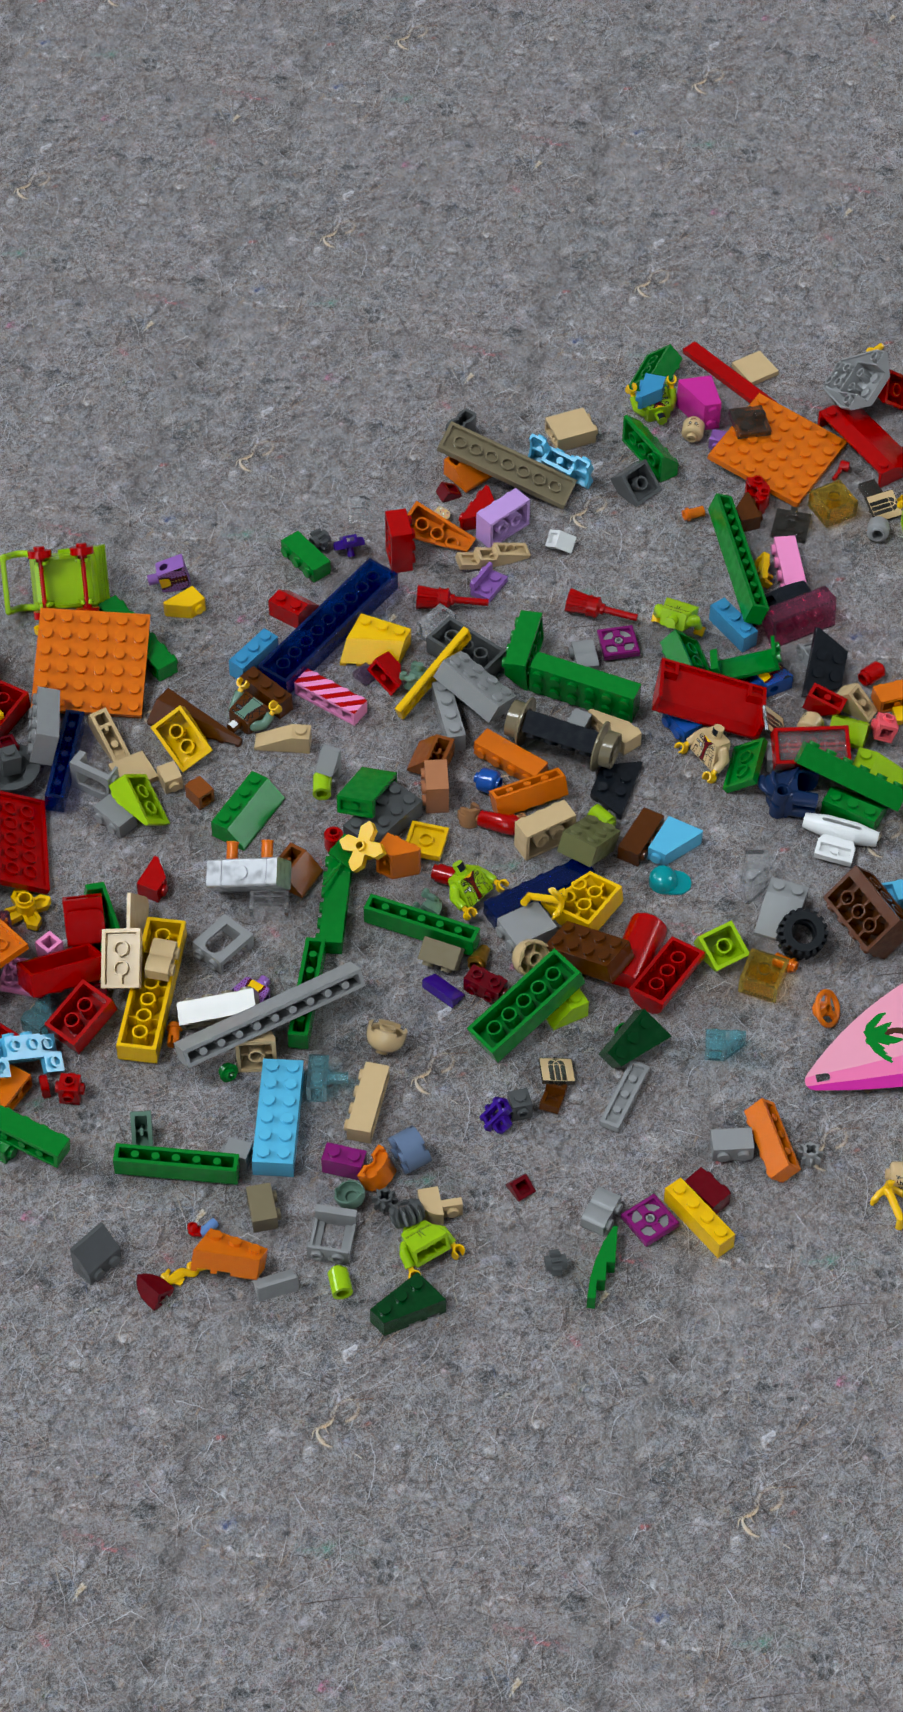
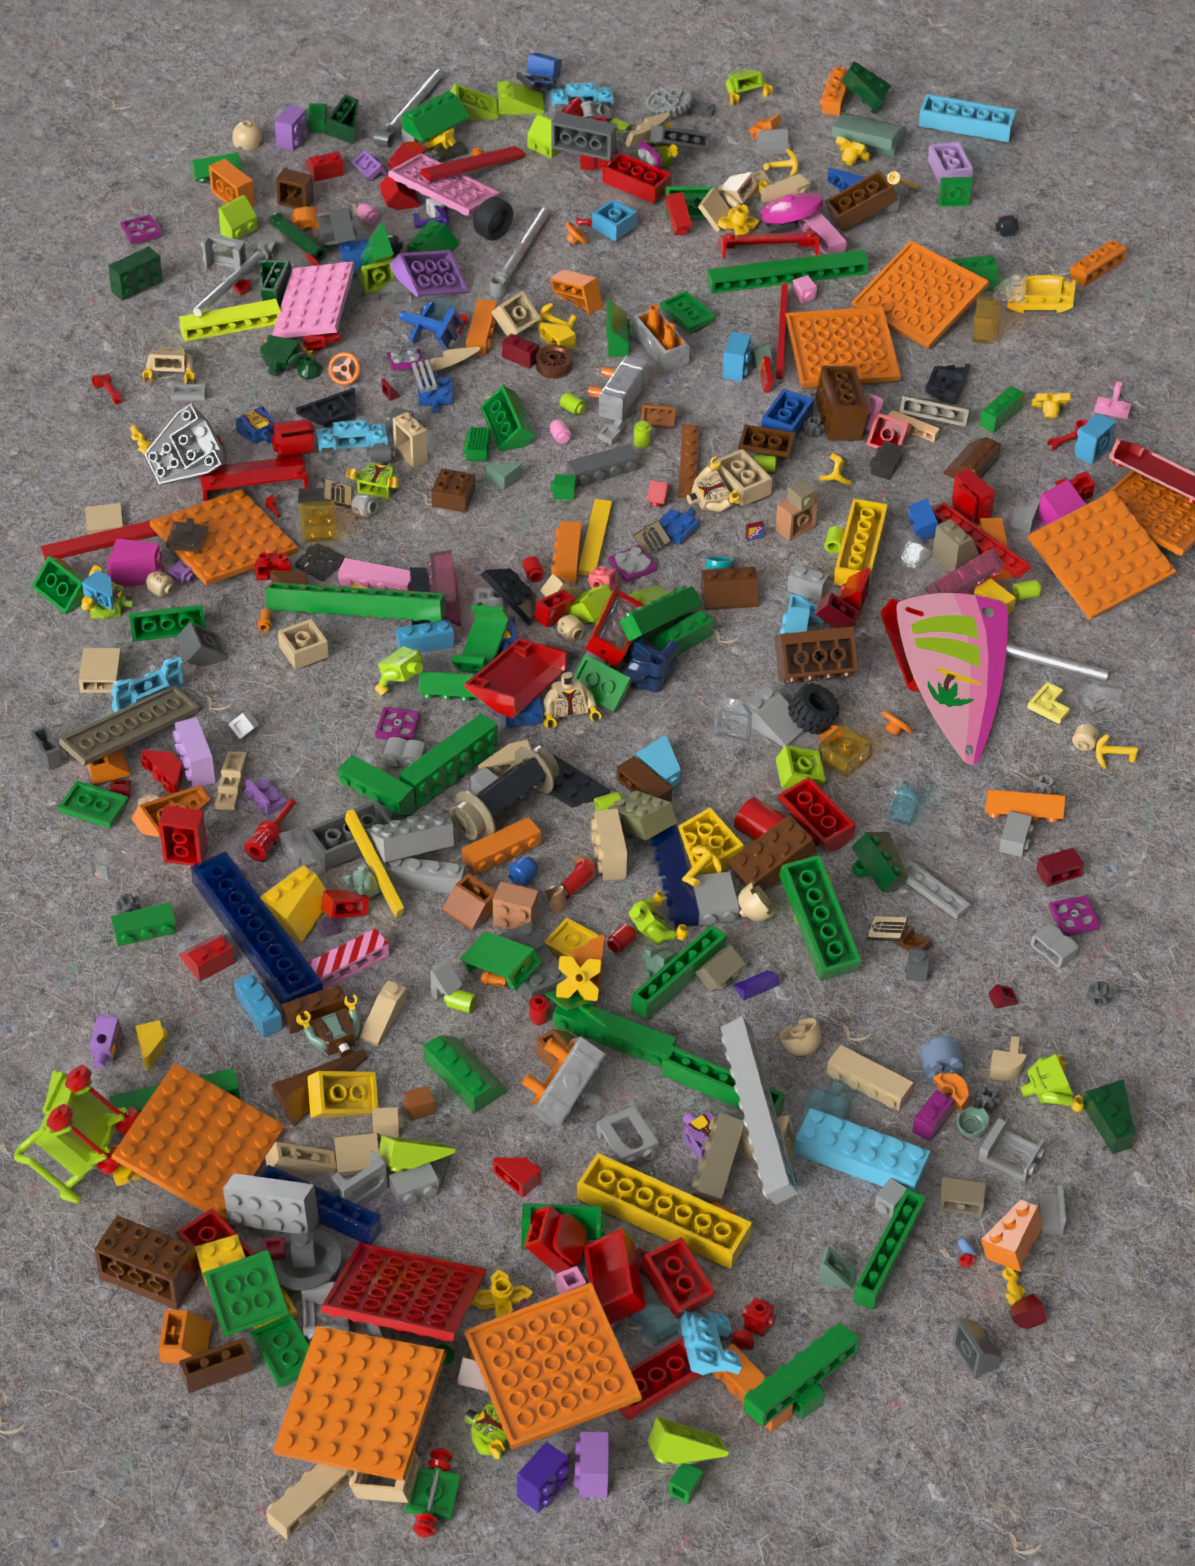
camera: 70 degrees left, 5 degrees down
(123, 948) = (625, 1205): tan piece -> none
(161, 959) = (646, 1181): tan brick -> none
(340, 1282) = (1067, 1159): lime brick -> none
(343, 544) = (147, 885): dark purple piece -> none
(407, 1213) = (1014, 1082): dark grey gear -> none
(419, 481) = (93, 804): none -> green plate
(479, 957) = (739, 944): pearl gold cone -> none
(485, 984) = (767, 948): dark red brick -> none
(502, 1115) = (922, 982): dark purple piece -> none
(529, 792) = (555, 843): orange brick -> none
(592, 606) = (343, 727): red piece -> none
(603, 1264) = (1110, 961): green slope -> none
(669, 881) = (700, 784): teal cap -> none
(673, 545) = (303, 644): none -> tan brick
(699, 1217) = (1086, 879): yellow brick -> none
(838, 837) = (710, 652): white plate -> none

